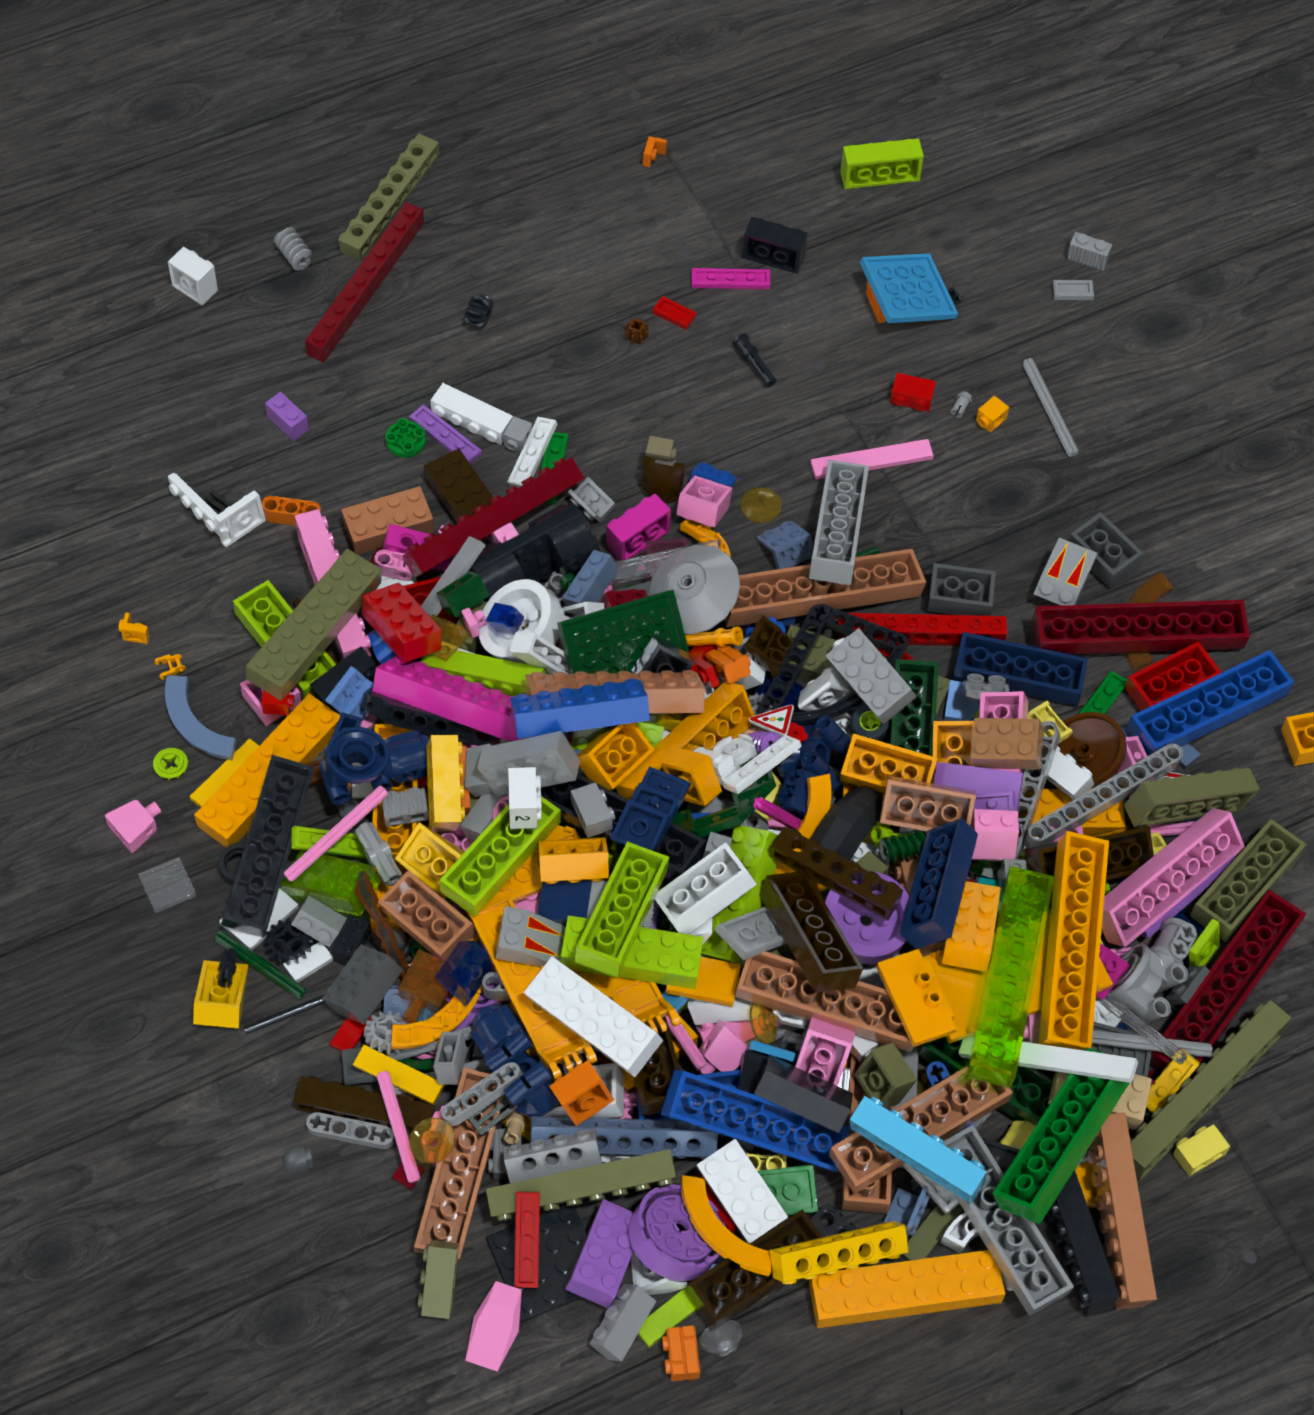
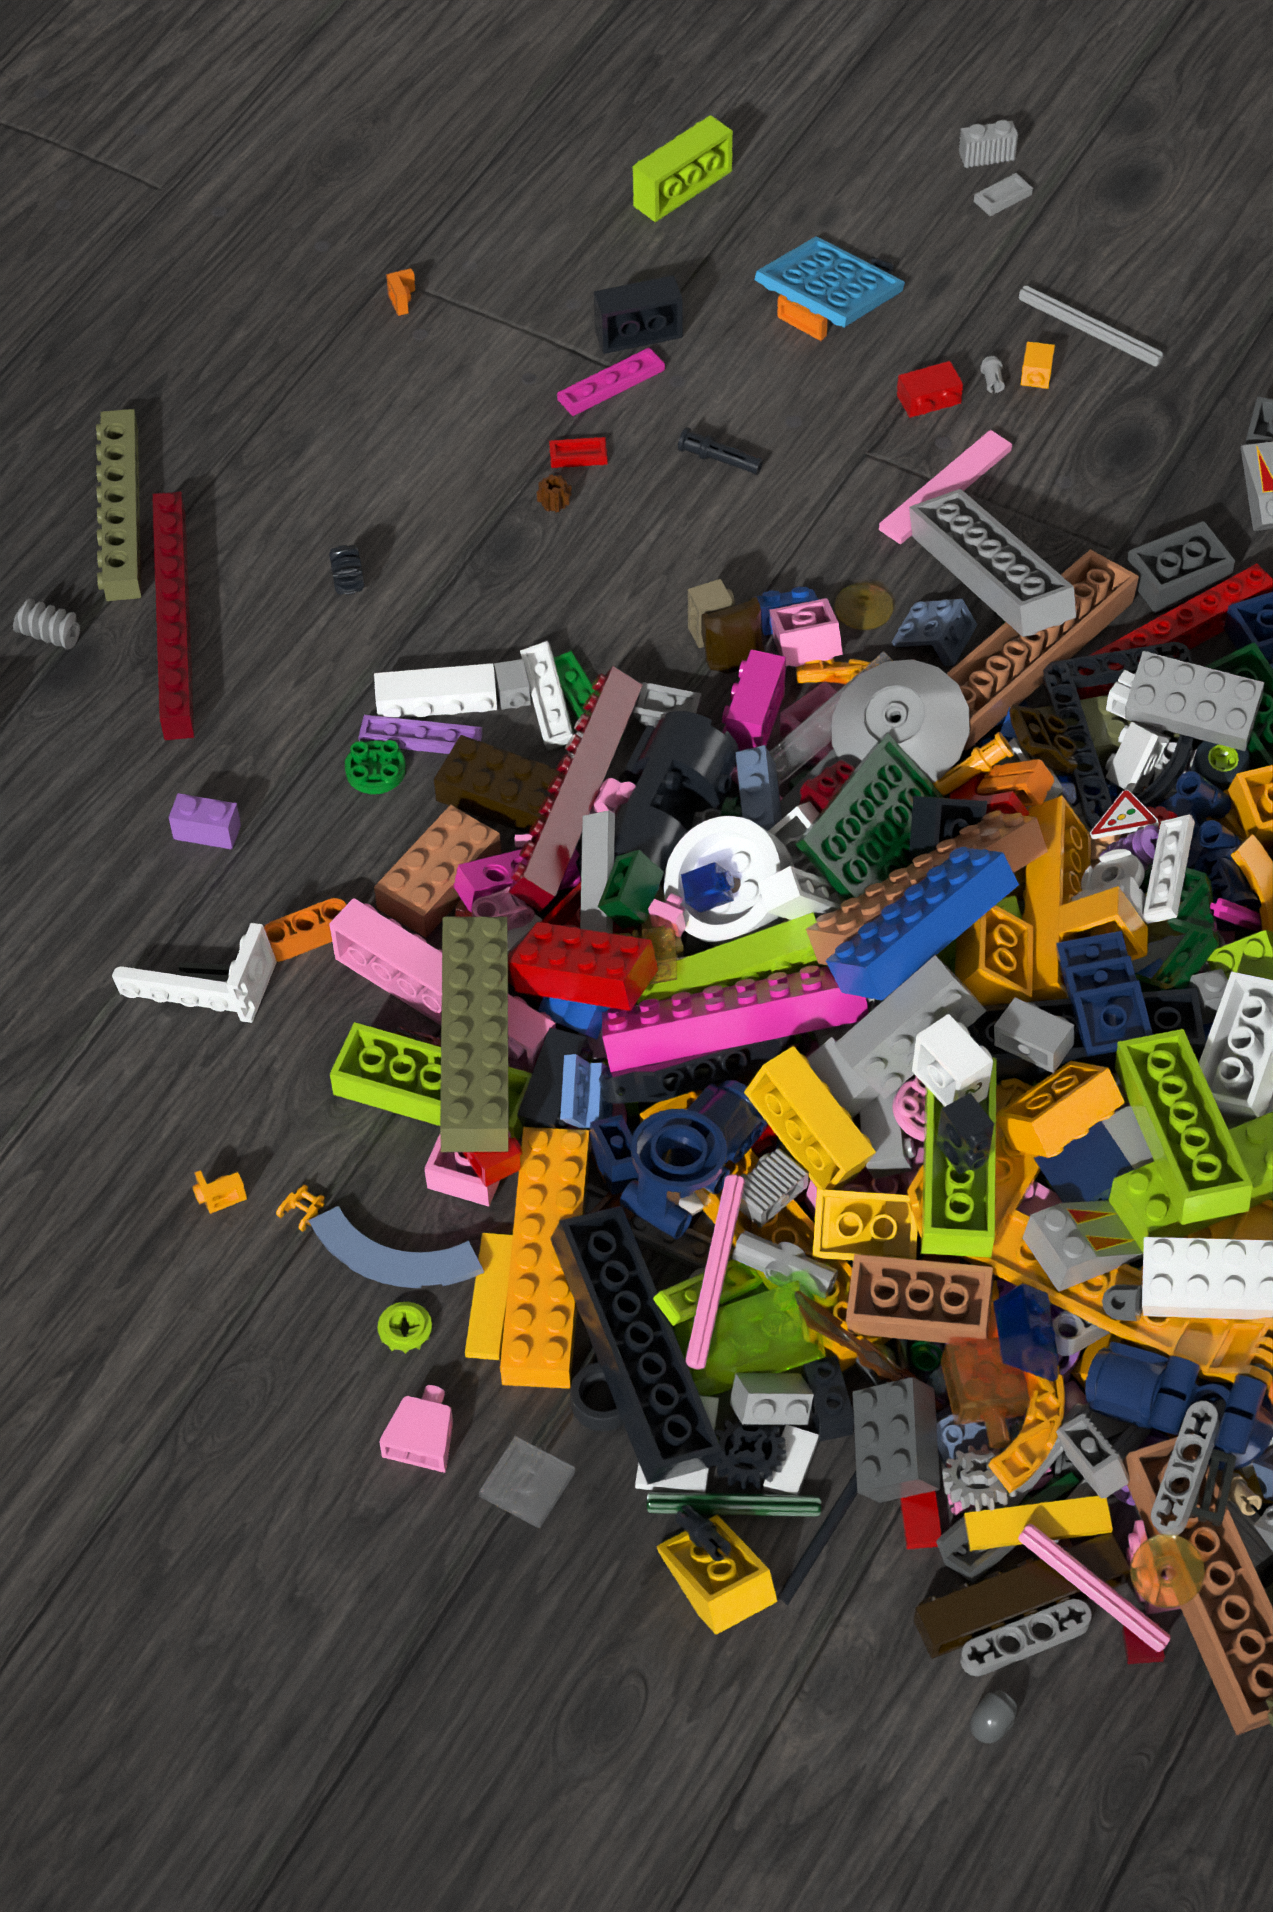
camera: 30 degrees left, 5 degrees down
(497, 839) = (965, 1134): none -> black brick
(517, 984) = (1123, 1302): none -> dark grey piece

